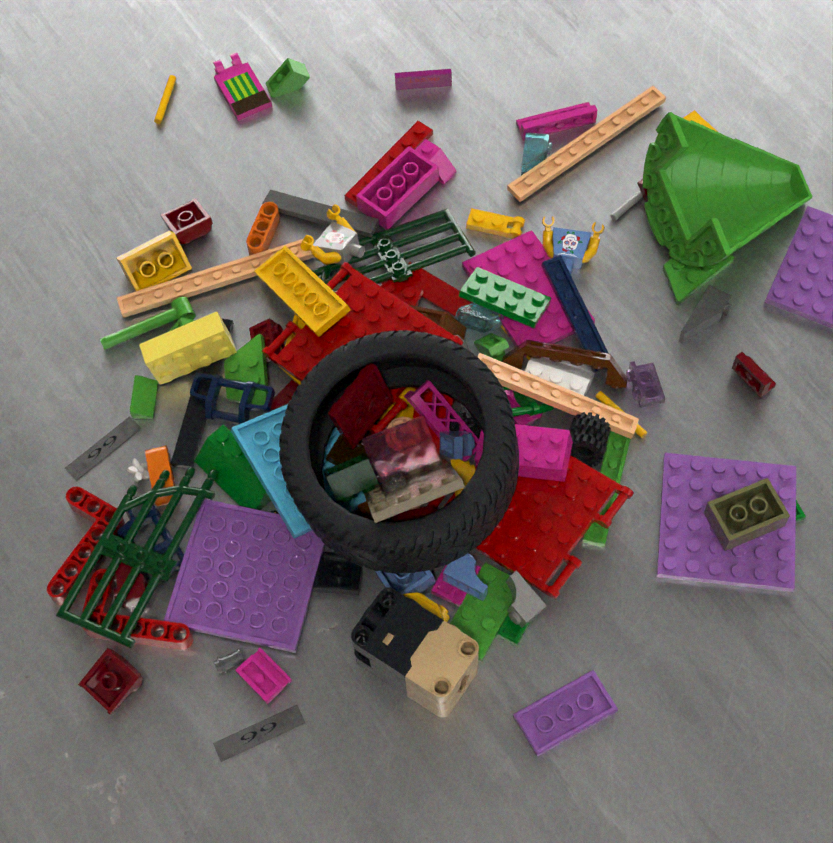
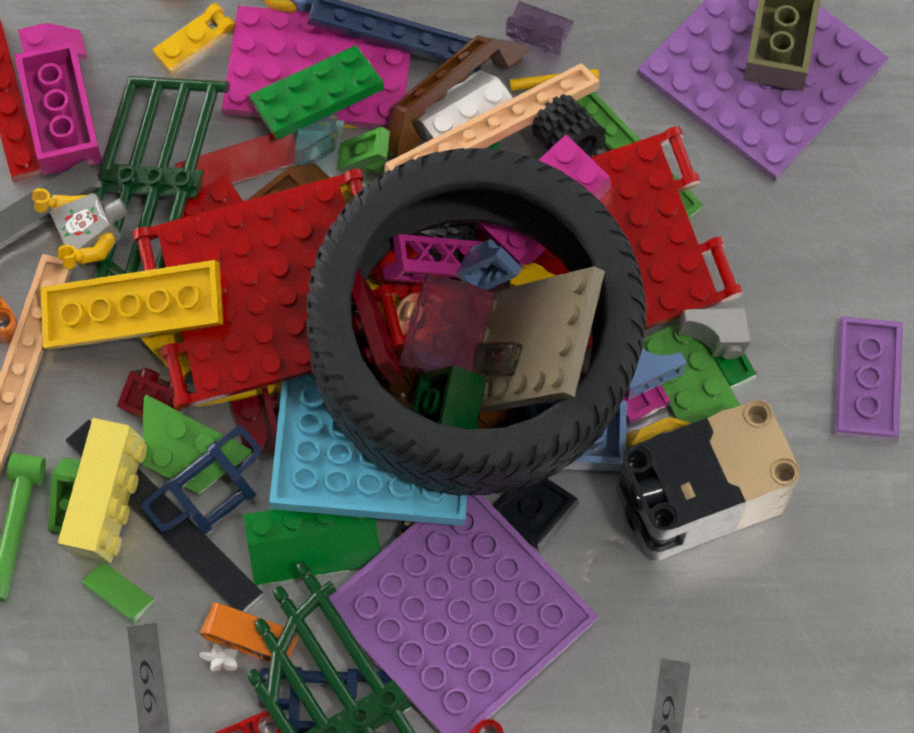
camera: 60 degrees left, 5 degrees up
(228, 661) = (557, 701): dark grey pin -> none
(263, 675) = (603, 672): dark pink plate -> none

